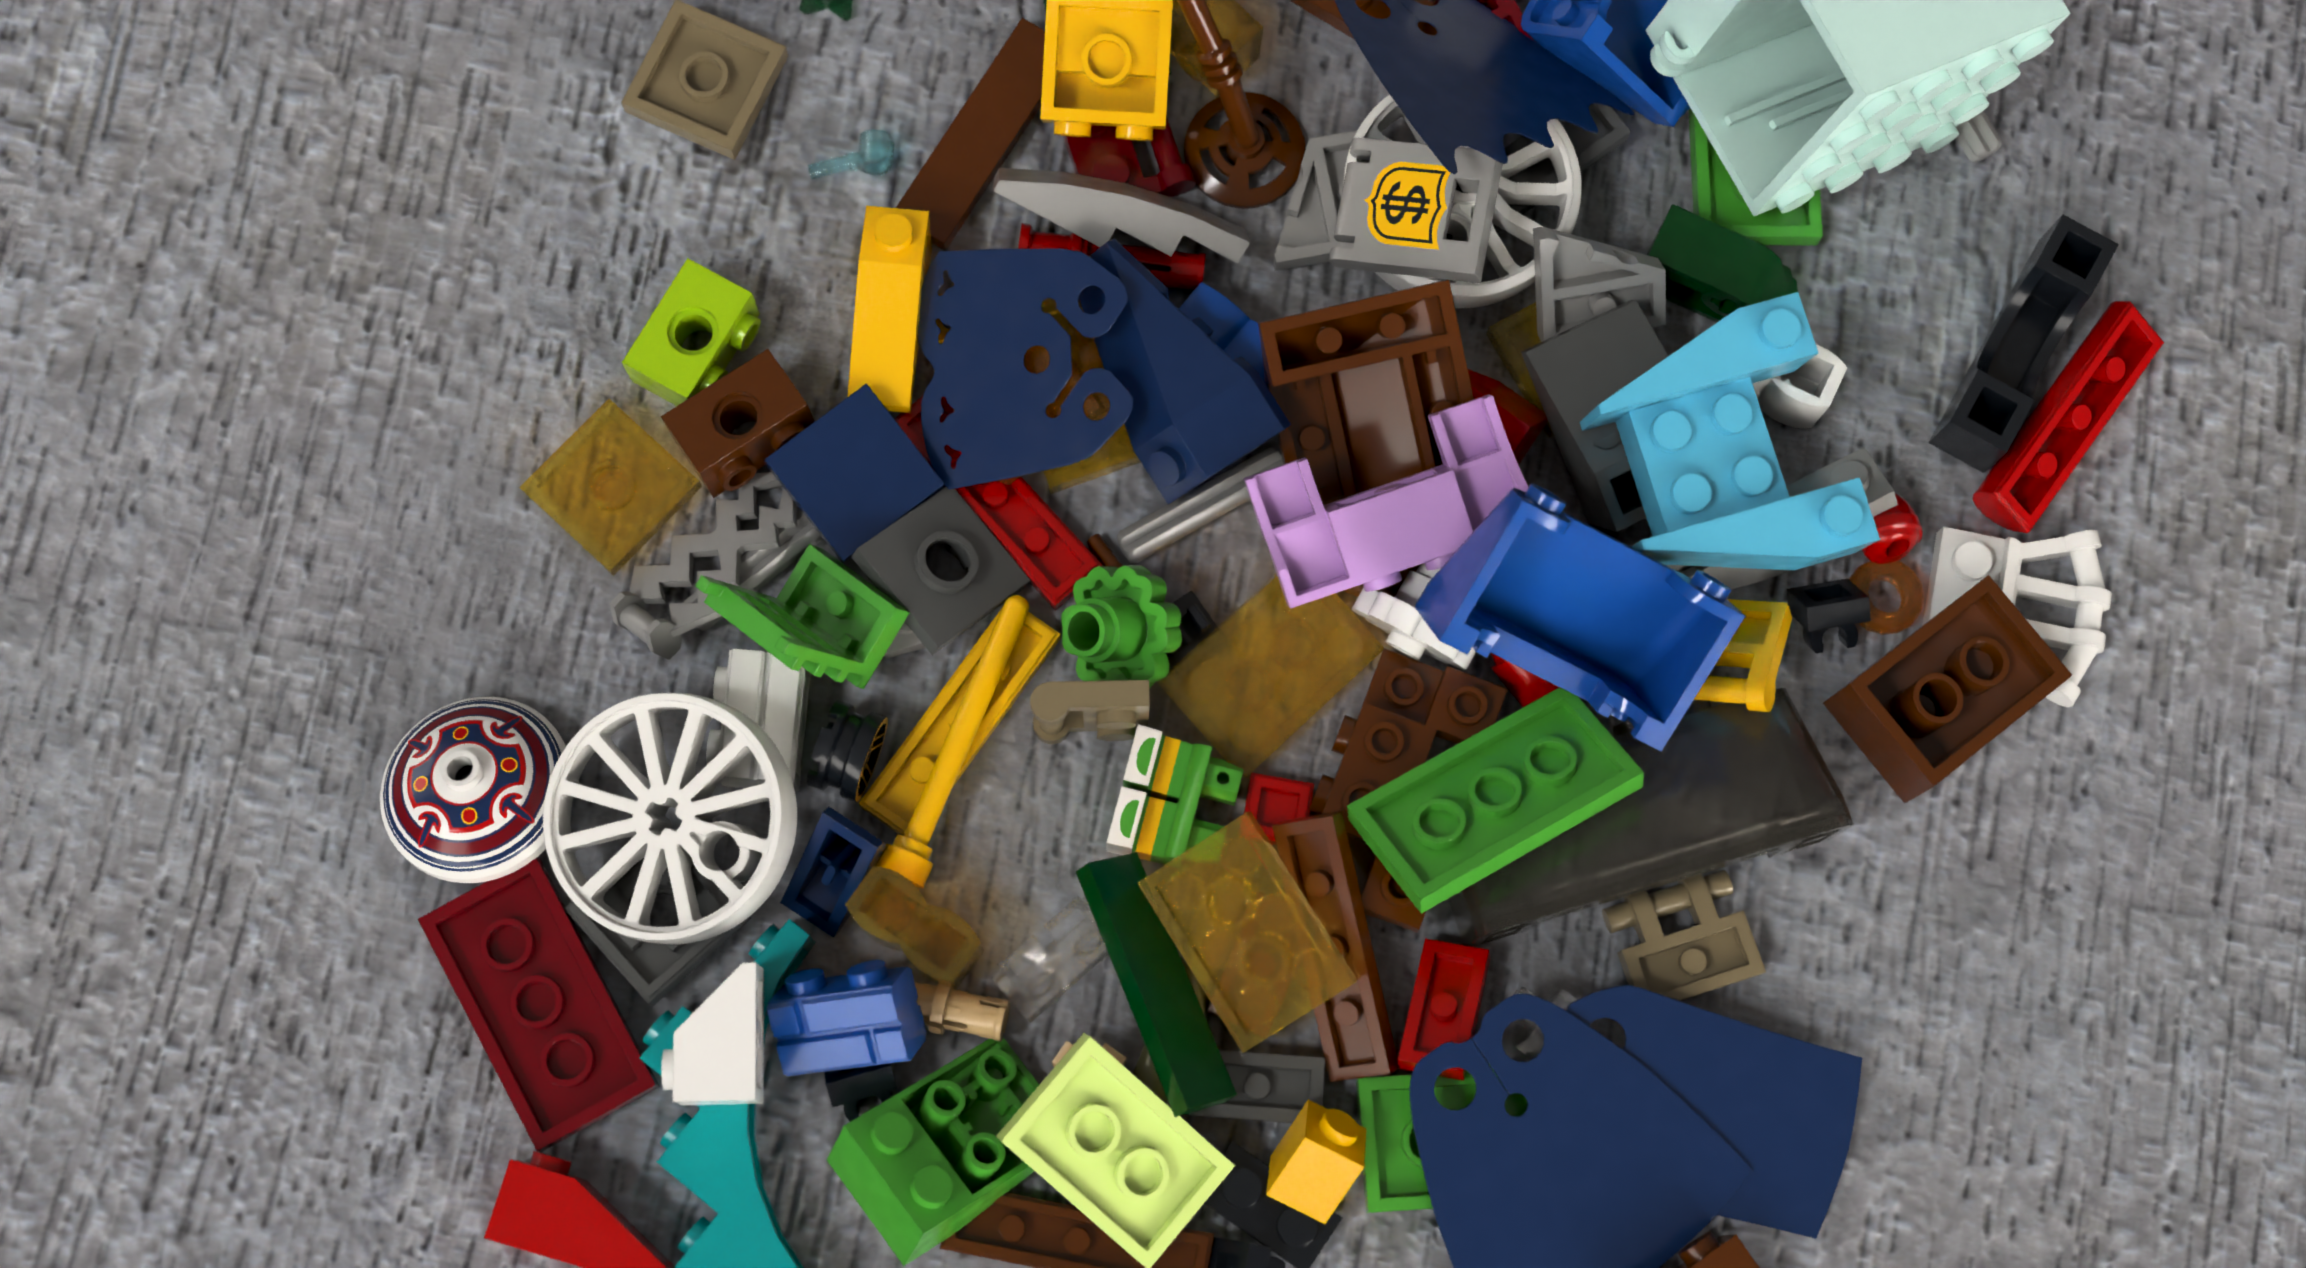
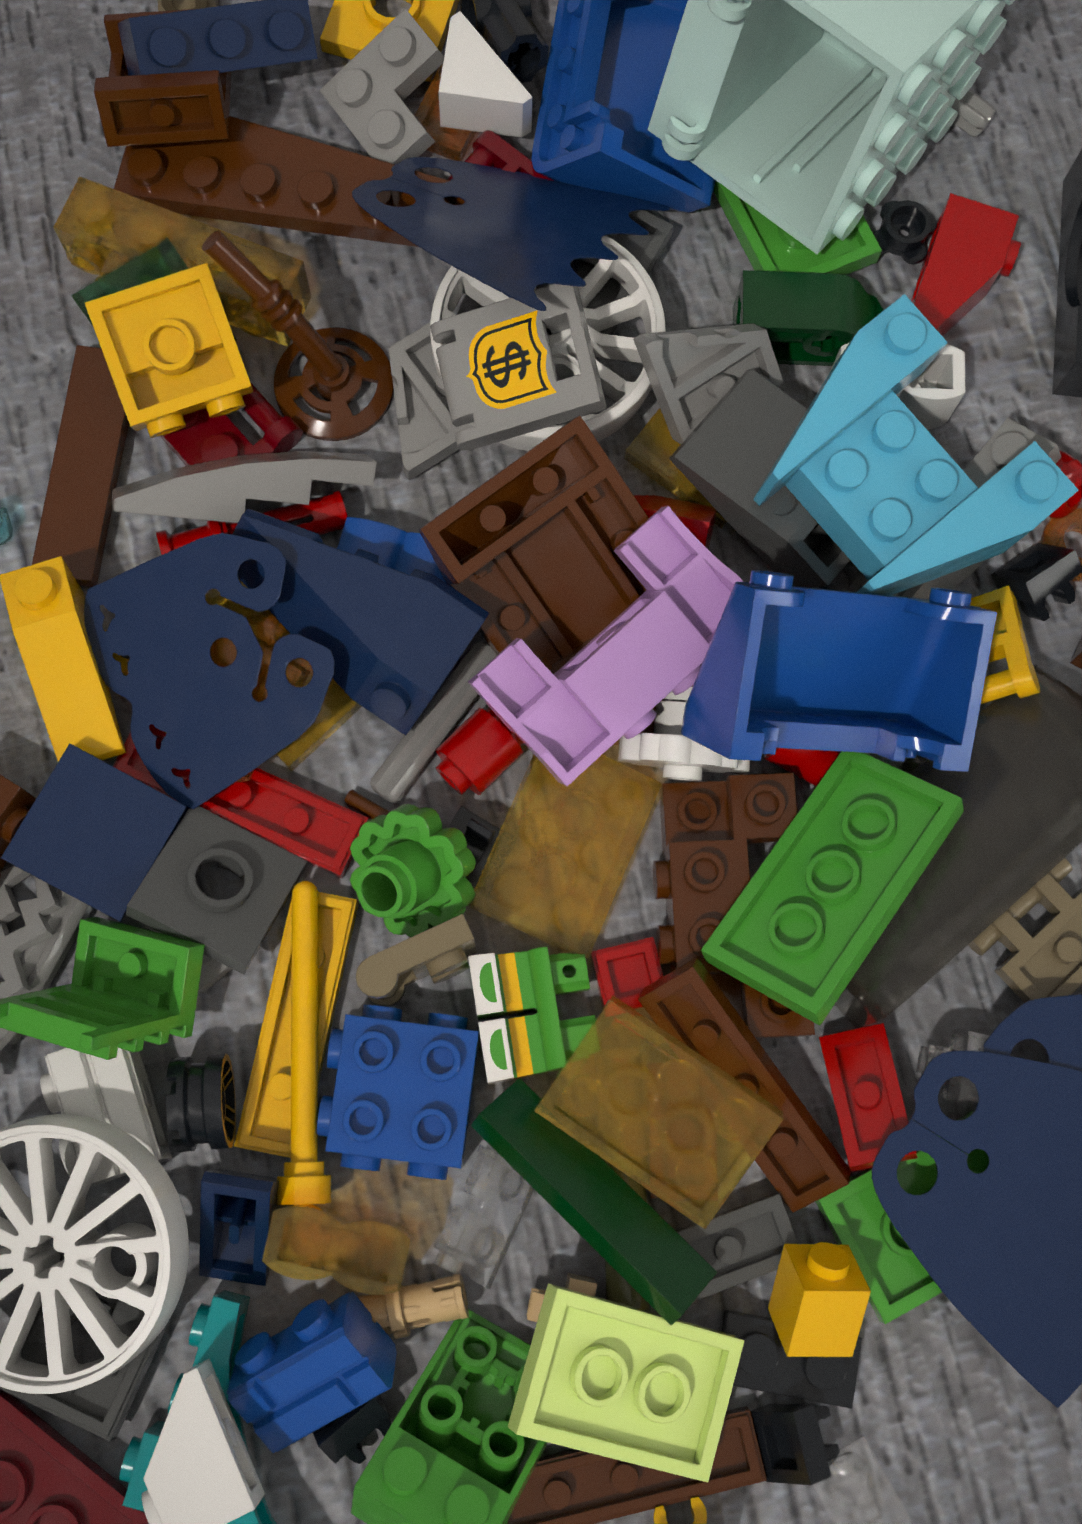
camera: 25 degrees left, 0 degrees up
(1026, 819) = (400, 1091): none -> blue brick
(1227, 548) = (478, 752): none -> red brick
(1870, 217) = (911, 218): none -> black plate
(1890, 285) = (964, 260): none -> red slope

